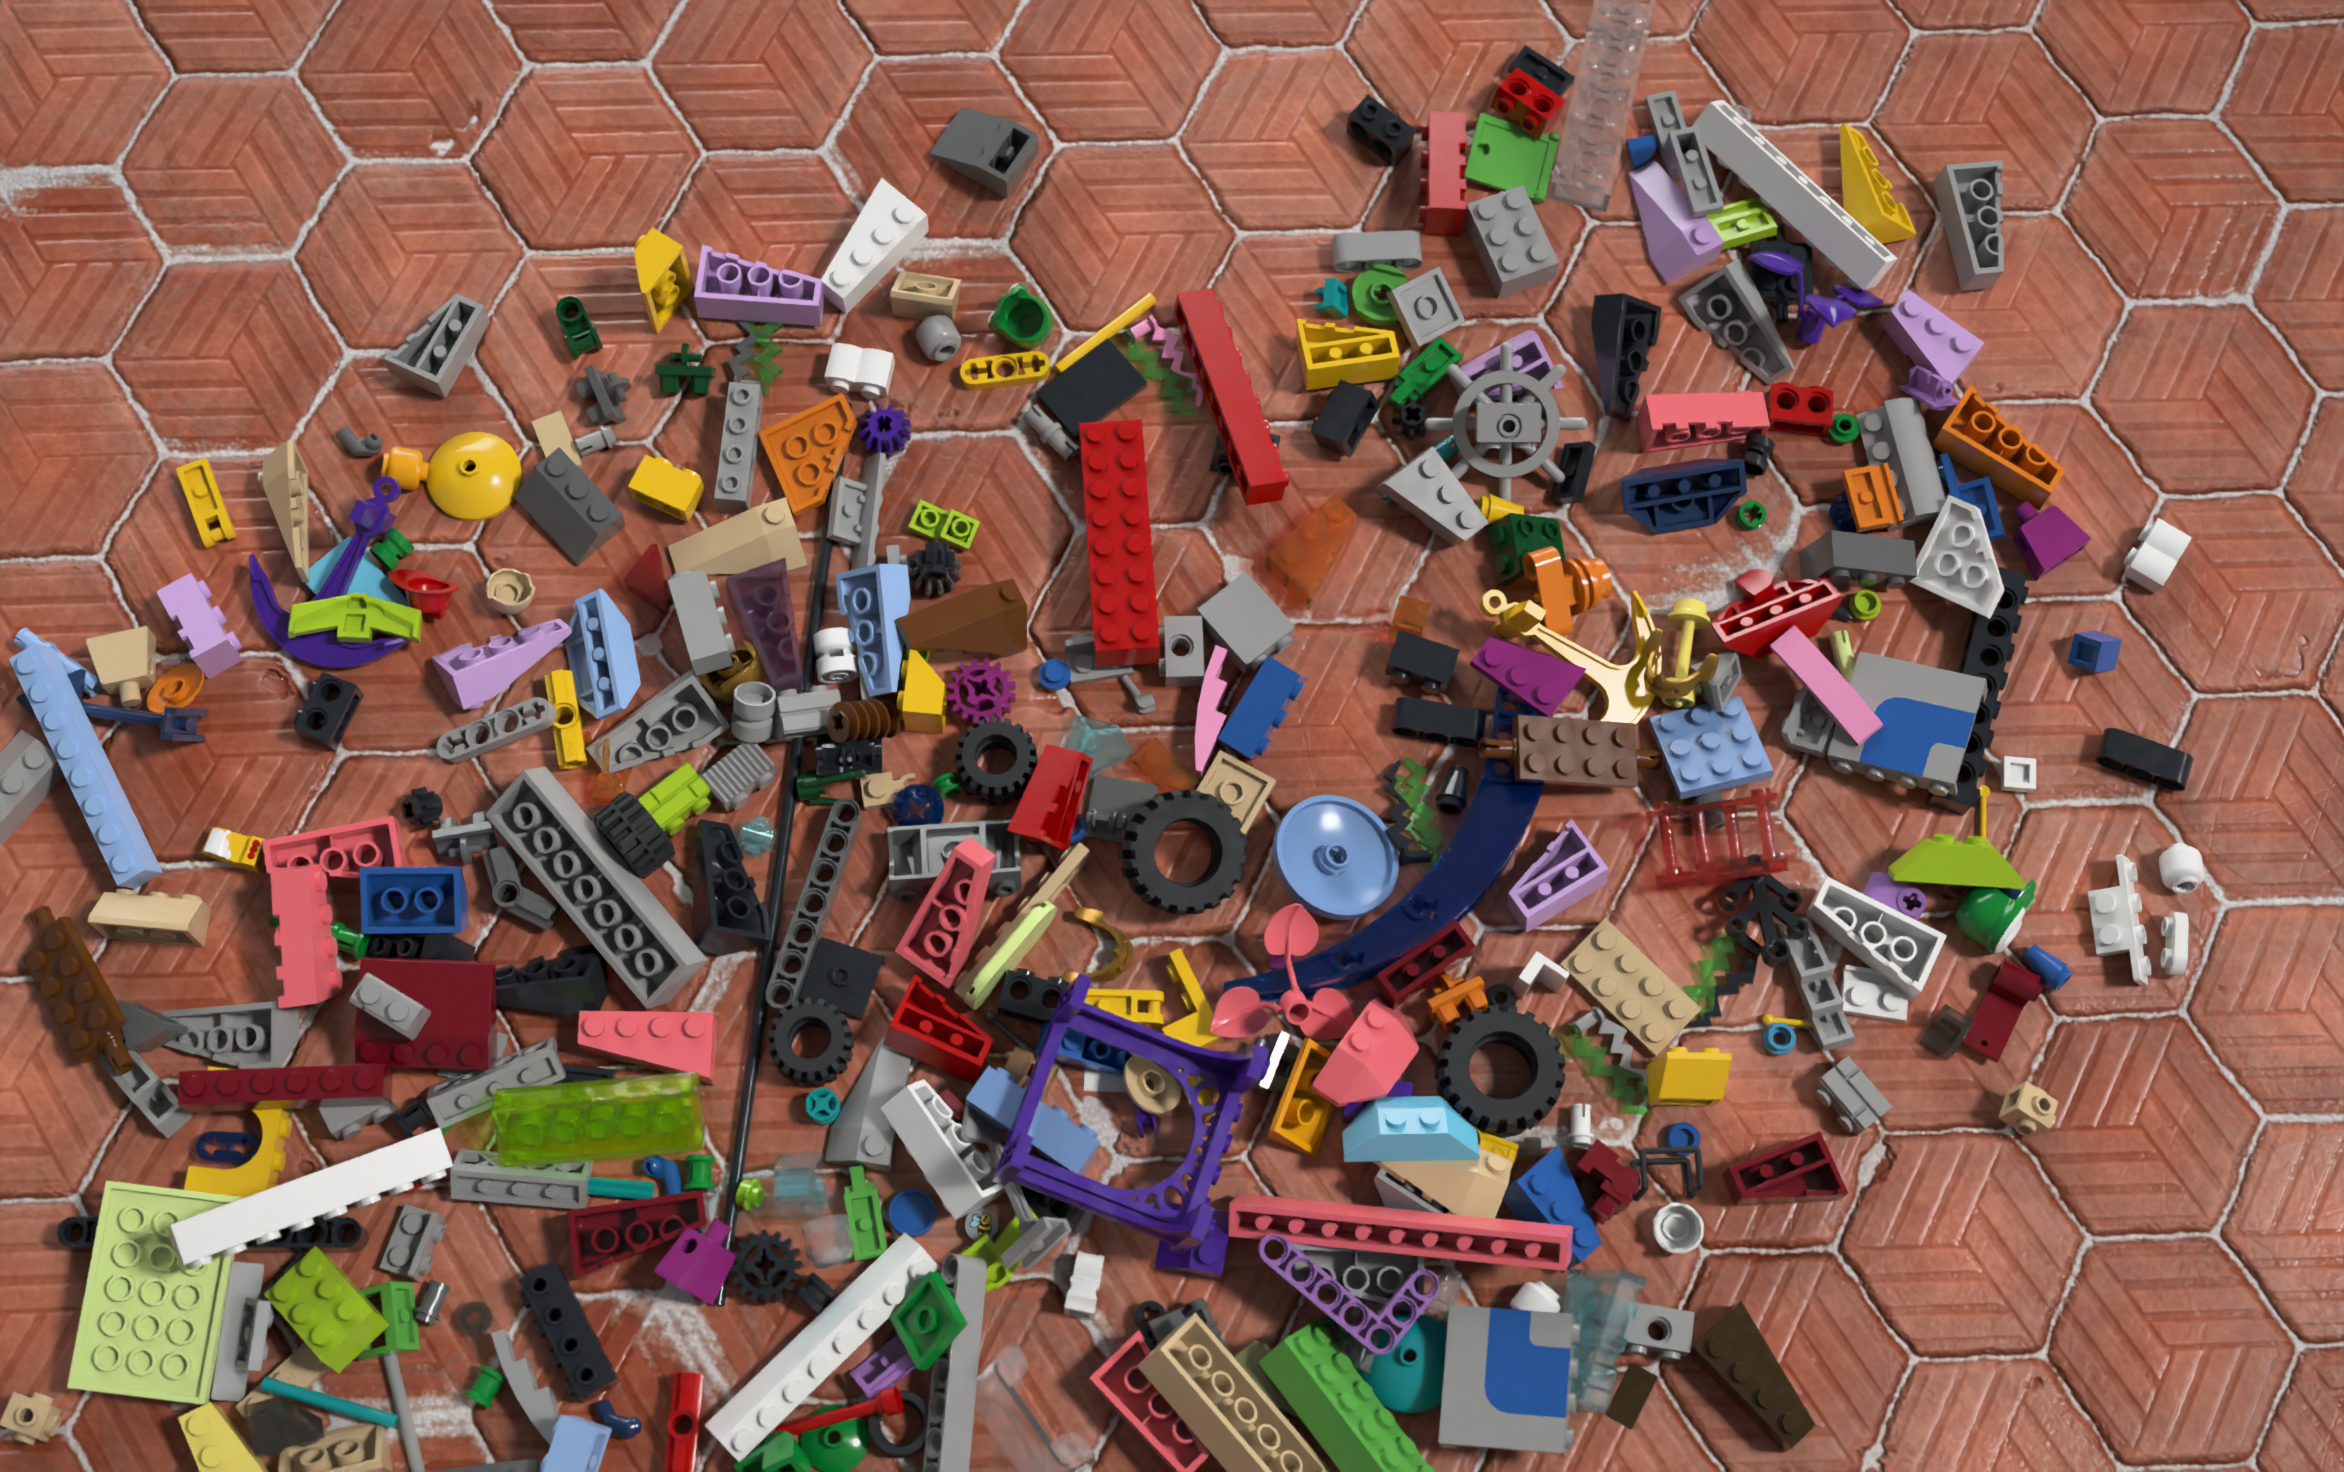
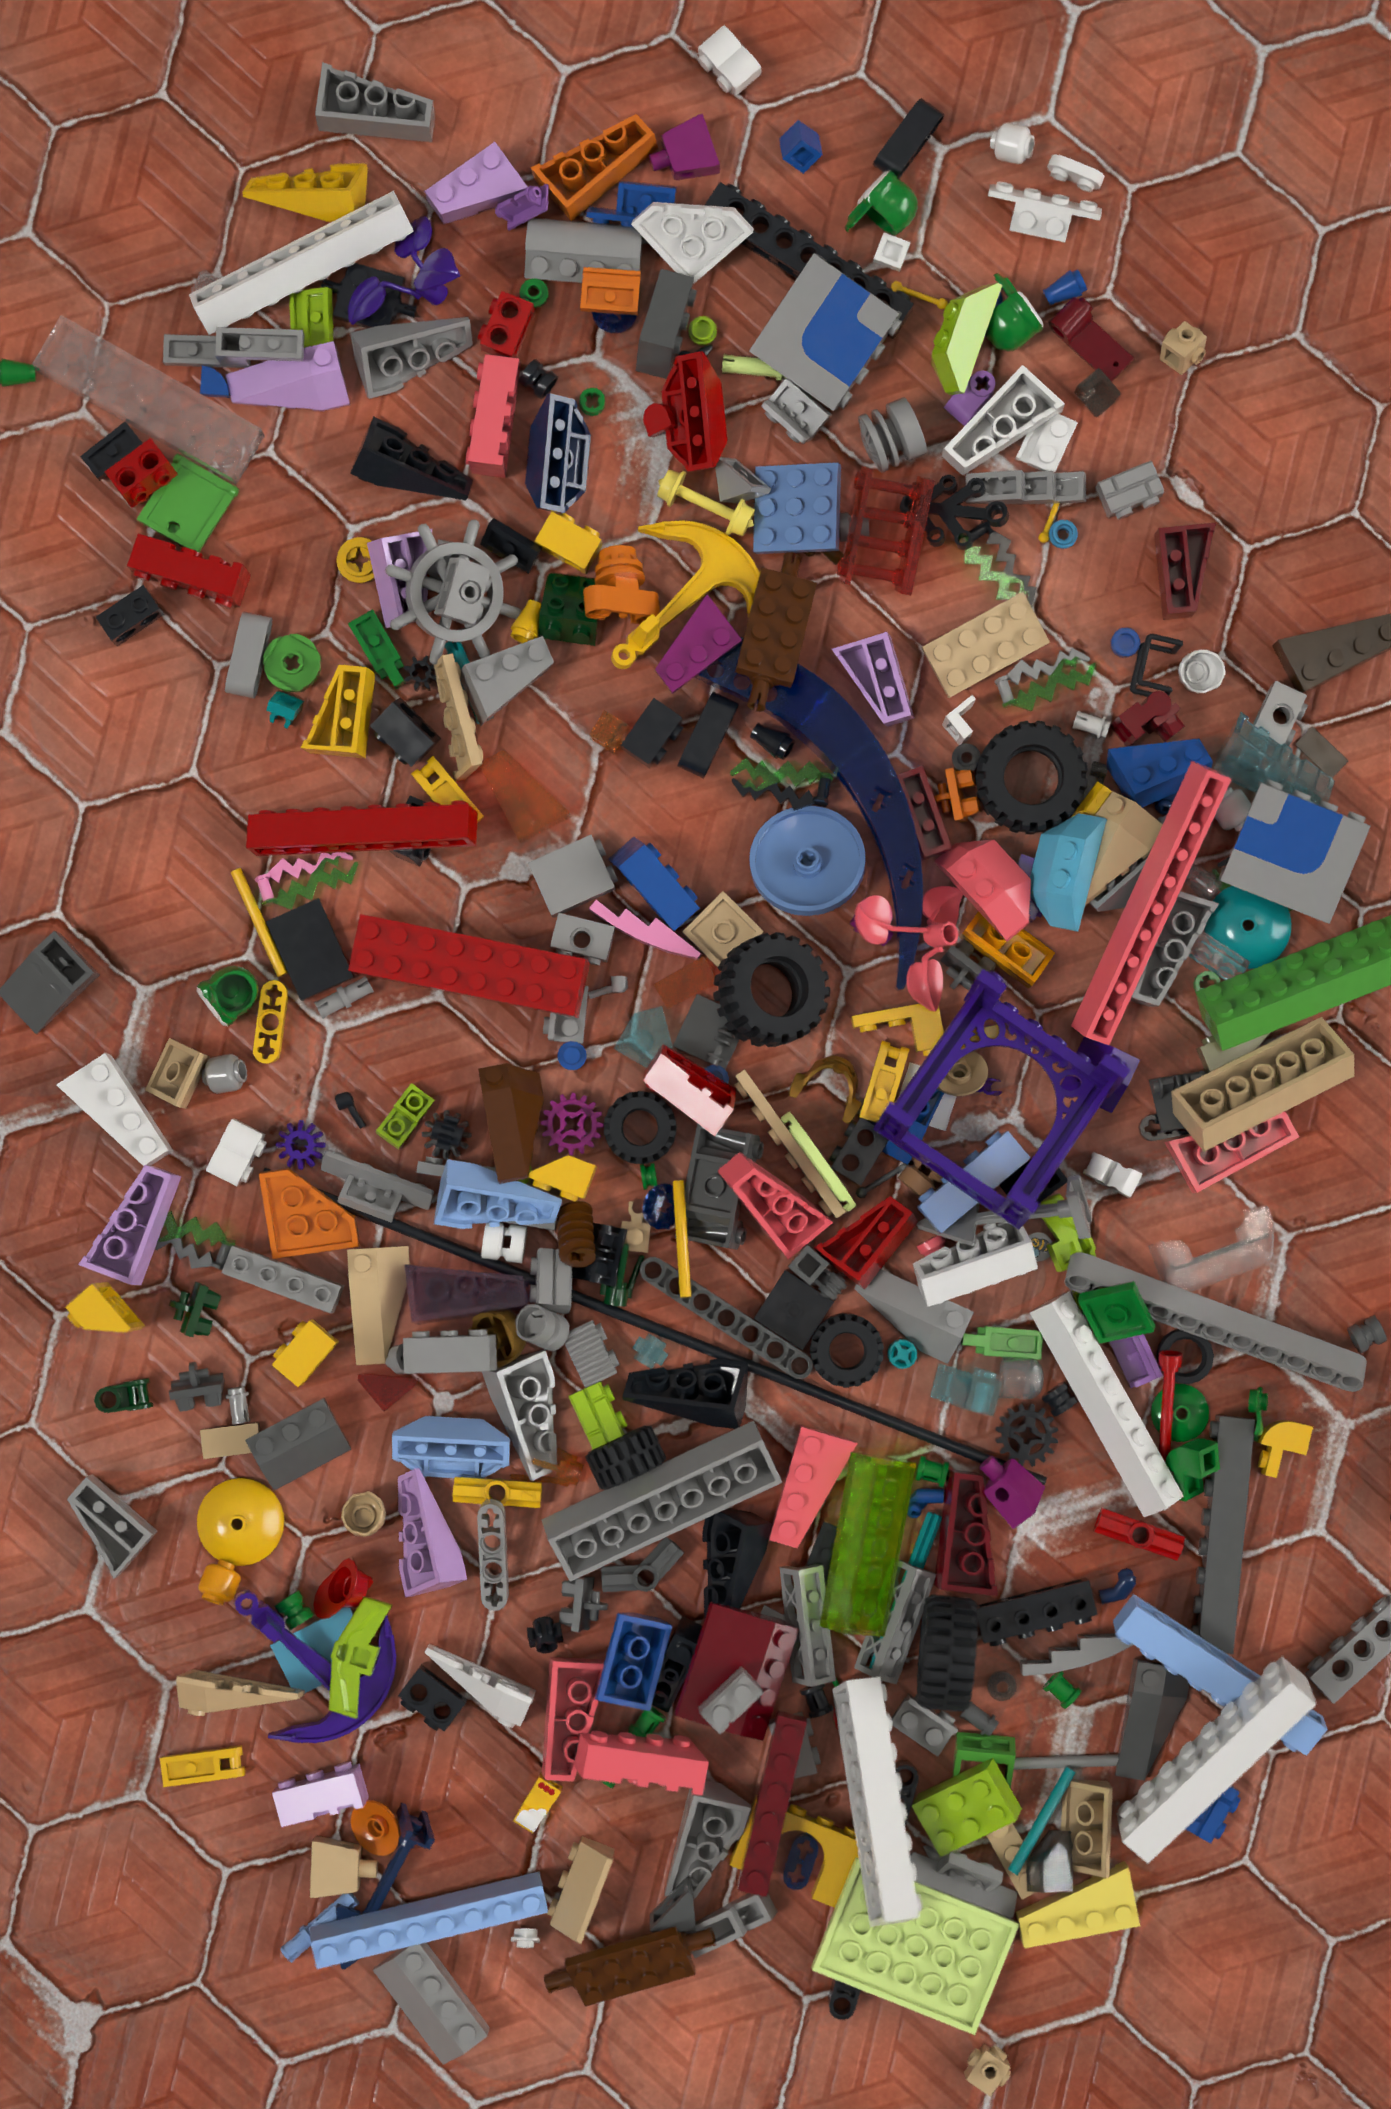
camera: 65 degrees left, 15 degrees up
(86, 875) = (525, 1937): none -> white plate
(349, 771) = (494, 1691): none -> white wedge
(357, 446) = (184, 1617): dark grey arm -> none
(495, 1232) = (947, 1653): none -> black tyre
(749, 1194) = (961, 1433): lime plate -> none
(887, 832) = (682, 1239): none -> yellow bar
(891, 983) = (812, 1268): none -> dark grey brick
(912, 1212) = (1011, 1301): blue piece -> none
(943, 466) = (344, 1101): none -> black hand
(1299, 478) = (444, 789): none -> yellow plate
(1344, 1299) = (1193, 964): medium lavender beam -> none
(1369, 468) = (457, 718): none -> tan wing
(1426, 307) = (318, 628): light grey plate -> none
(1510, 241) = (273, 531): light grey brick -> none
(1511, 319) = (349, 552): none -> yellow gear
(1596, 527) = (569, 542): none -> yellow brick
(1667, 689) = (733, 536): pearl gold helmet -> none
(1688, 1077) = (1080, 622): yellow slope -> none
(1822, 821) = (896, 433): none -> light grey wheel
(1826, 685) = (774, 391): bright pink slope -> none
(2069, 751) = (887, 204): none -> green piece

